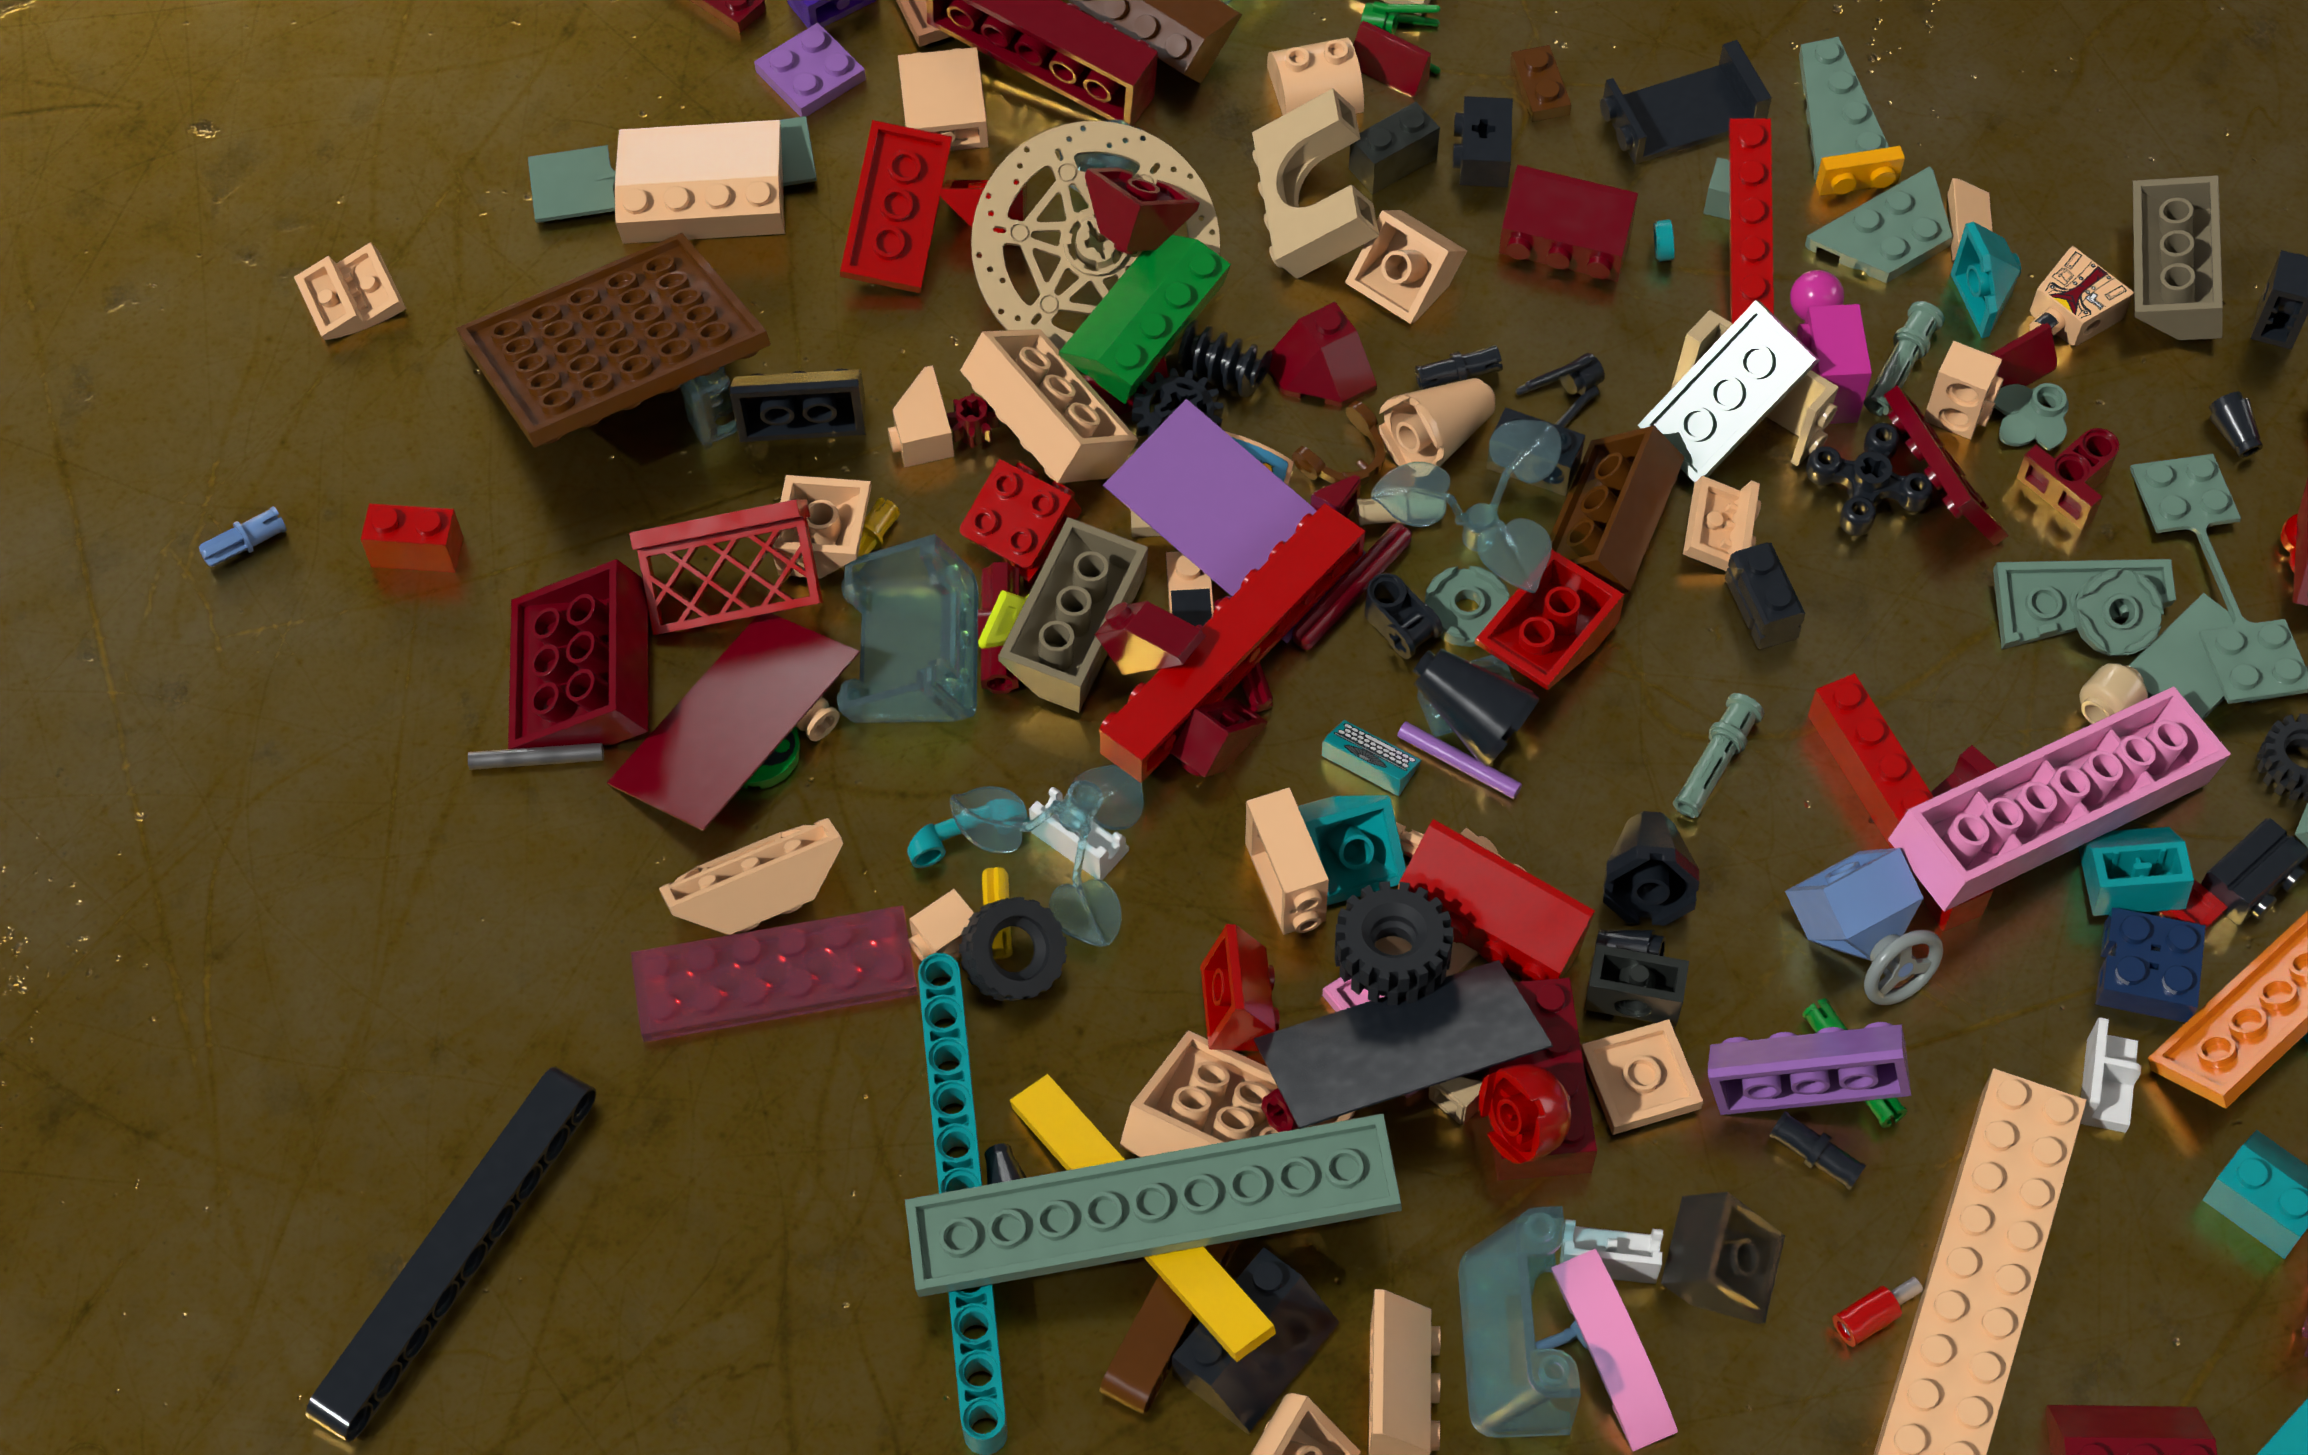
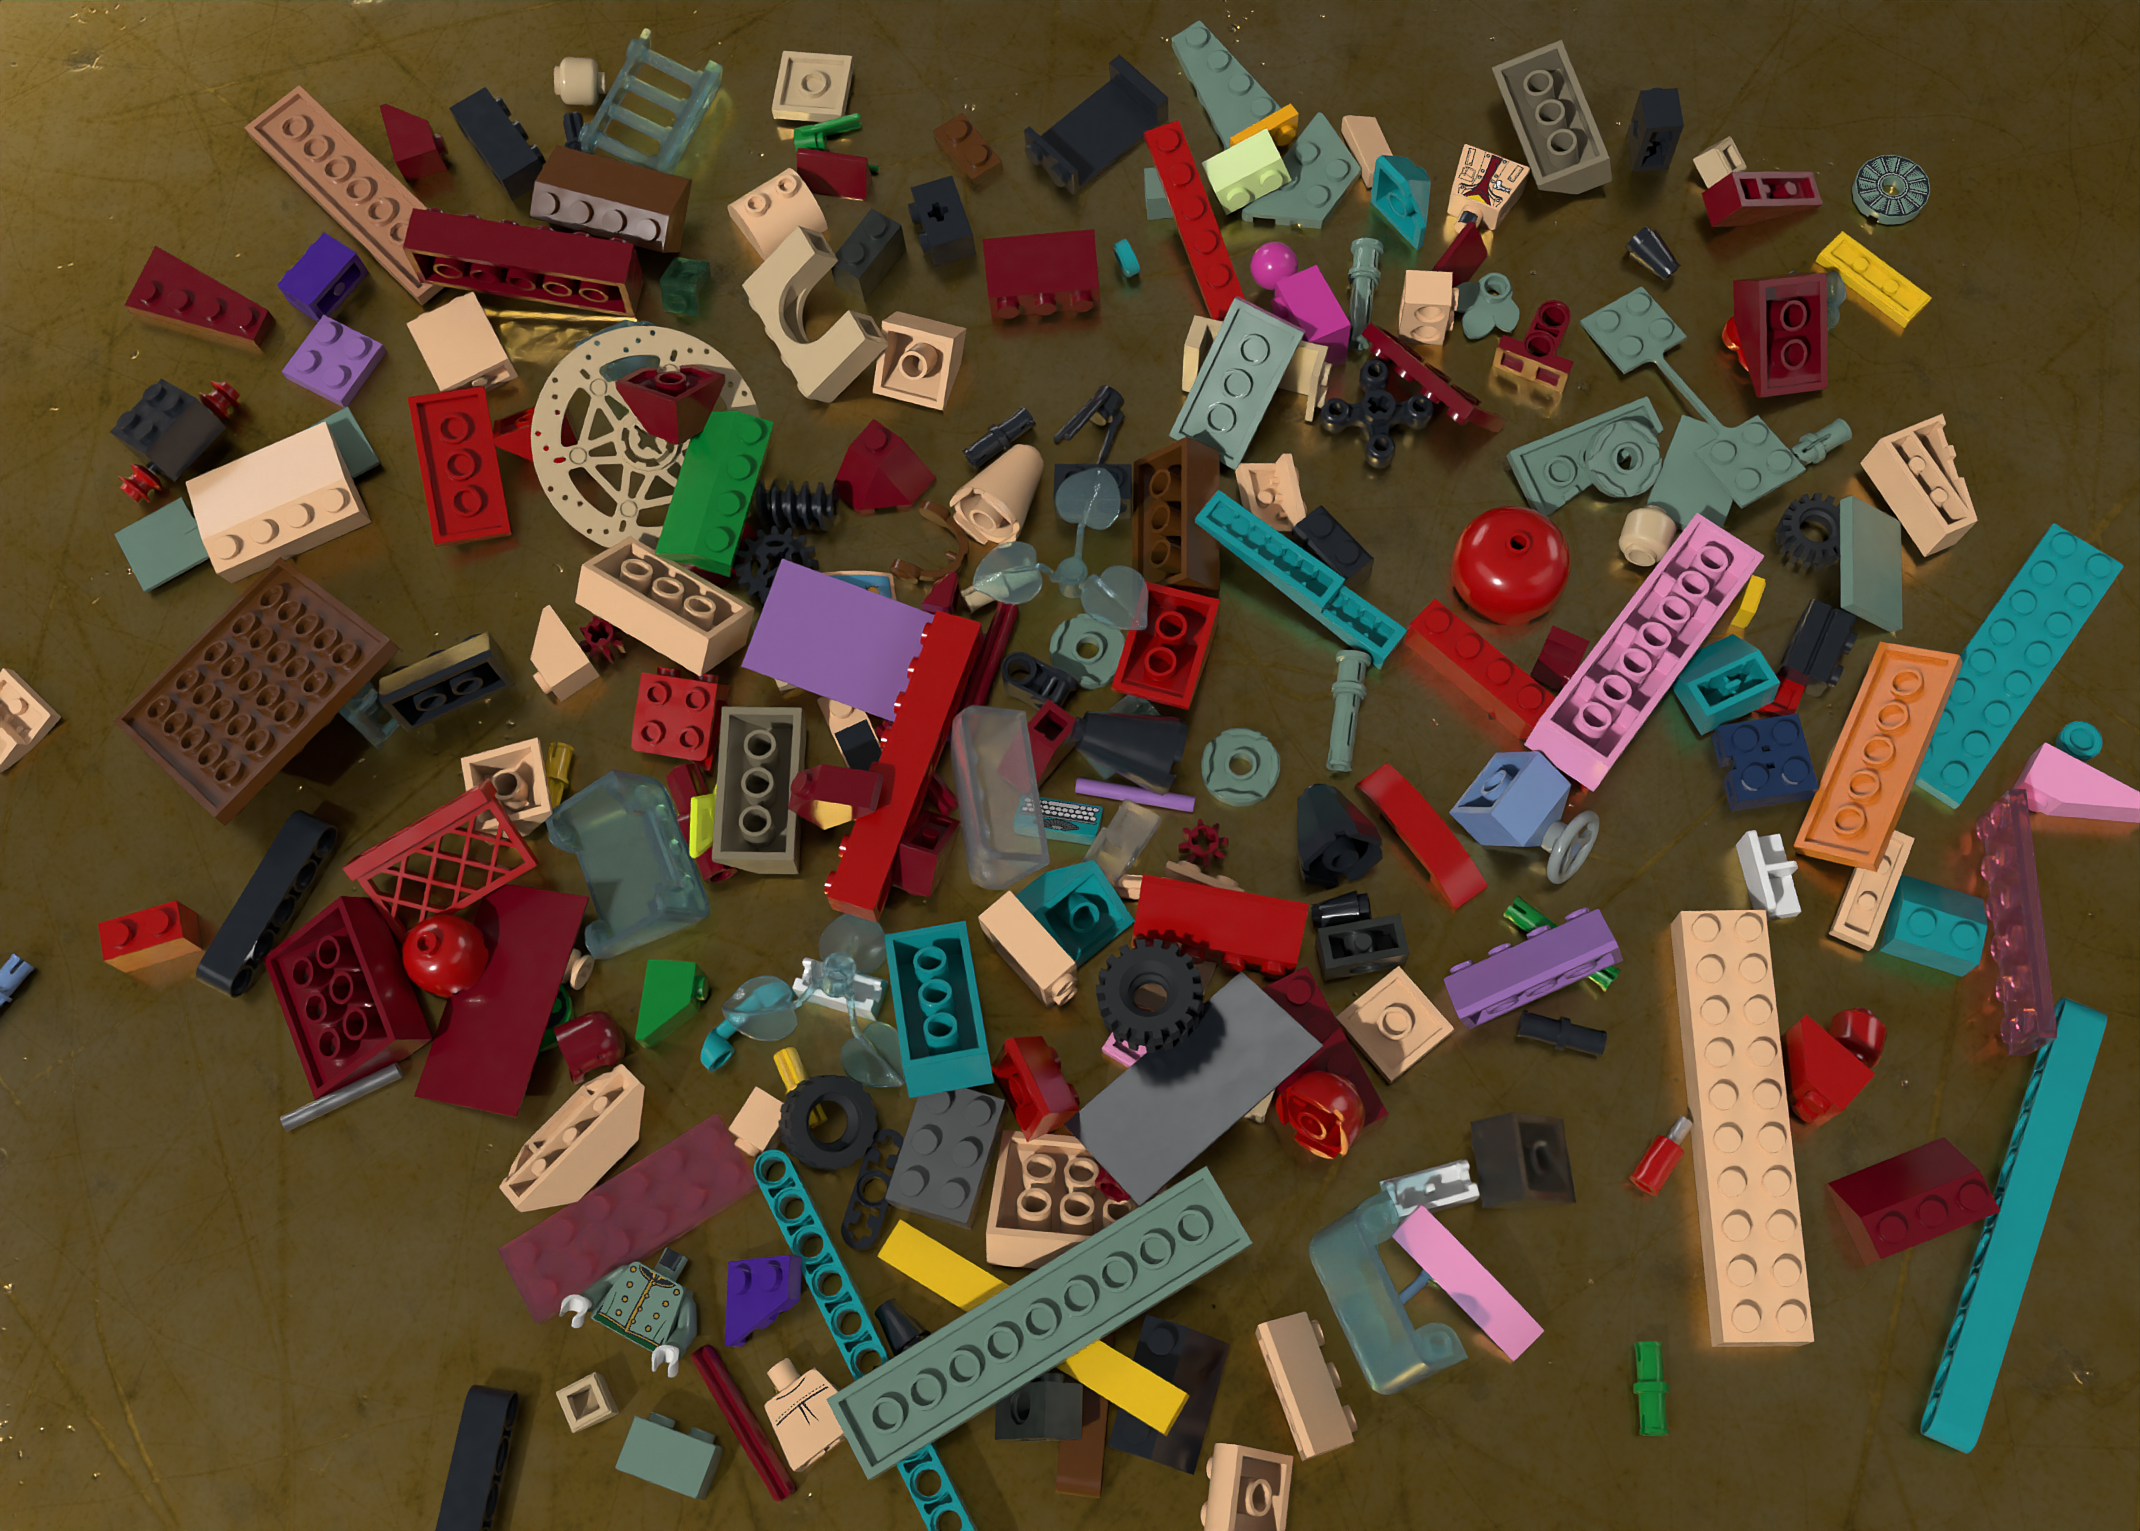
camera: 15 degrees left, 10 degrees up
(537, 549) = (266, 904): none -> black beam
(622, 79) = (170, 432): none -> black brick
(662, 1126) = (587, 1402): none -> tan slope
(692, 658) = (444, 955): none -> red cylinder
(724, 1207) = (670, 1456): none -> sand green brick
(753, 1055) = (643, 1307): none -> sand green torso
(804, 787) = (590, 1042): none -> dark red helmet
(809, 1208) = (743, 1423): none -> dark red axle
(874, 1220) = (802, 1414): none -> light nougat torso
(876, 1085) = (758, 1293): none -> dark purple wing
(899, 780) = (669, 999): none -> green slope
(1002, 1055) = (855, 1217): none -> black beam
(1115, 1298) = (1041, 1411): none -> pearl dark grey brick
(1122, 1027) = (948, 1155): none -> dark grey brick
(1169, 879) = (937, 1009): none -> teal brick
(1190, 113) = (682, 285): none -> clear green bracket
(1314, 699) = (997, 796): none -> clear windscreen
(1377, 676) = (1049, 739): none -> dark red slope
(1430, 796) = (1123, 840): none -> clear slope
(1514, 819) = (1207, 833): none -> dark red gear
(1579, 795) = (1240, 789): none -> sand green tile
(1722, 609) = (1302, 578): none -> teal slope
(1751, 906) = (1424, 833): none -> red slope
(1825, 197) = (1246, 171): none -> yellowish green brick
(1953, 675) = (1506, 582): none -> red cylinder
(2082, 1284) = (1819, 1072): none -> red slope
(2136, 1271) = (1860, 1034): none -> red head
(2198, 800) = (1748, 602): none -> yellow tile
(2215, 1134) = (1870, 896): none -> light nougat plate

